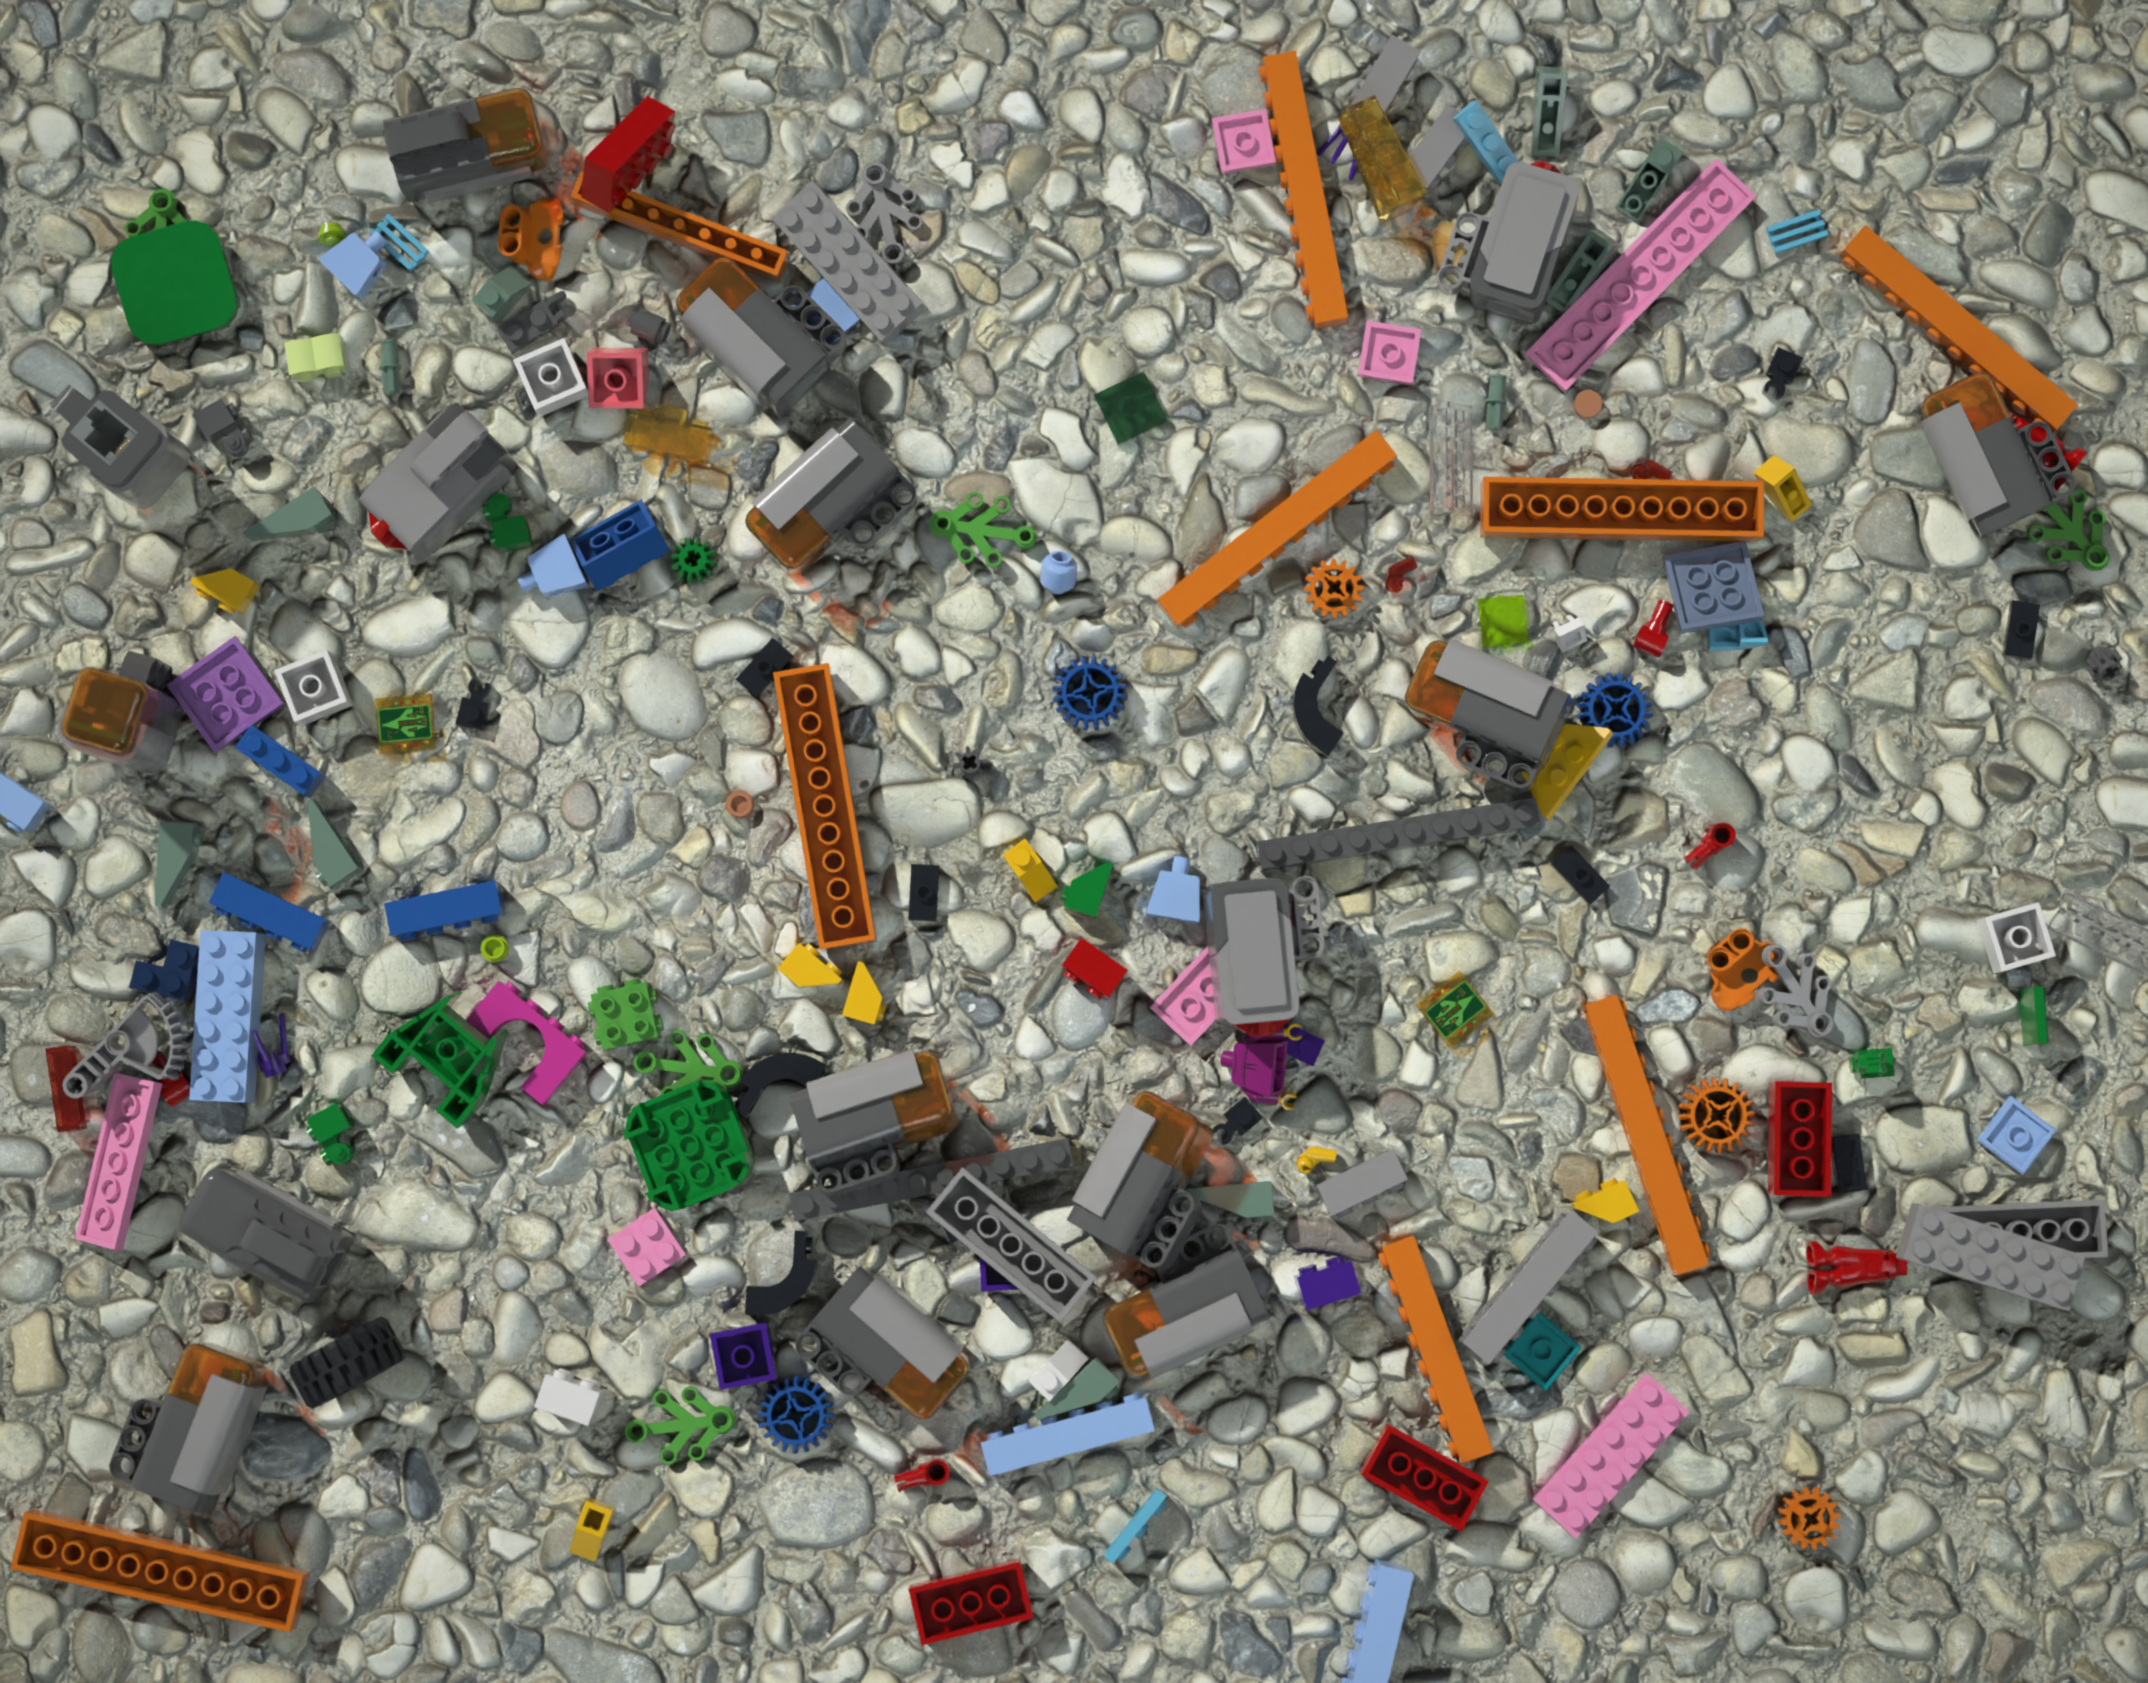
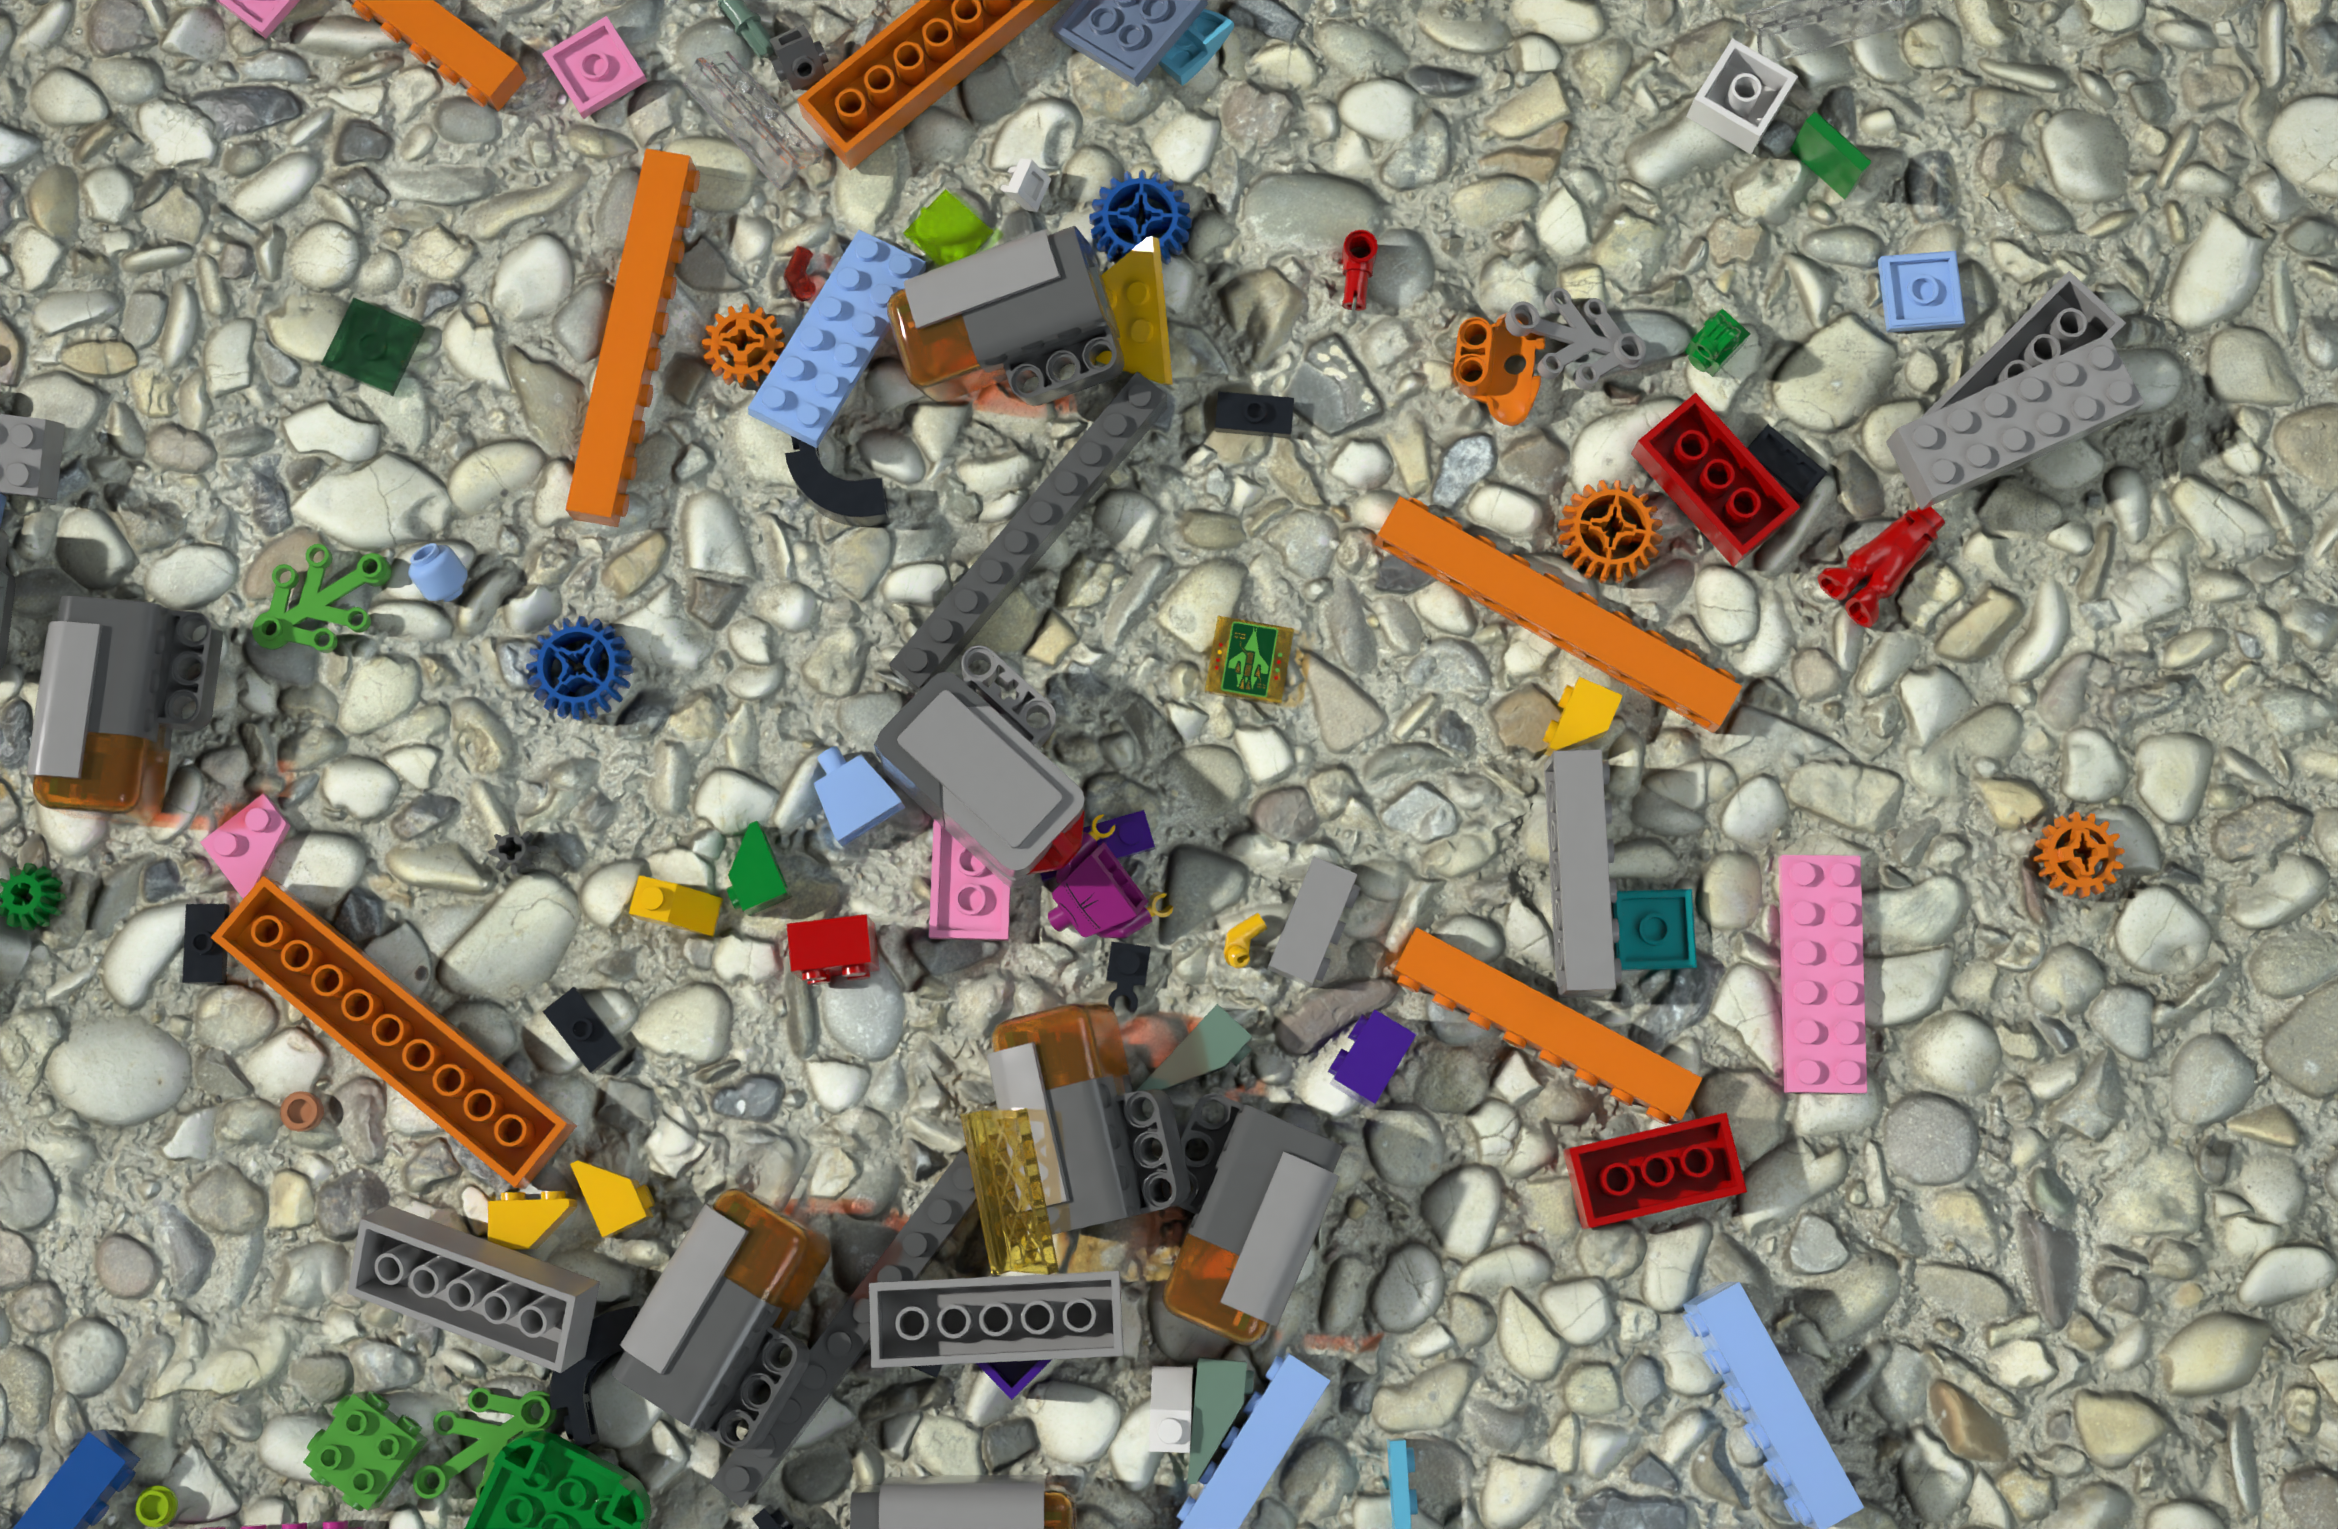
camera: 40 degrees left, 5 degrees down
(754, 983) = (473, 1288): none -> light grey brick
(831, 632) = (248, 843): none -> bright pink wing
(1071, 1171) = (994, 1180): none -> clear yellow fence
(1388, 631) = (834, 340): none -> light blue plate
(1506, 449) = (798, 58): none -> dark grey brick
(1653, 635) = (1112, 116): red pin -> none

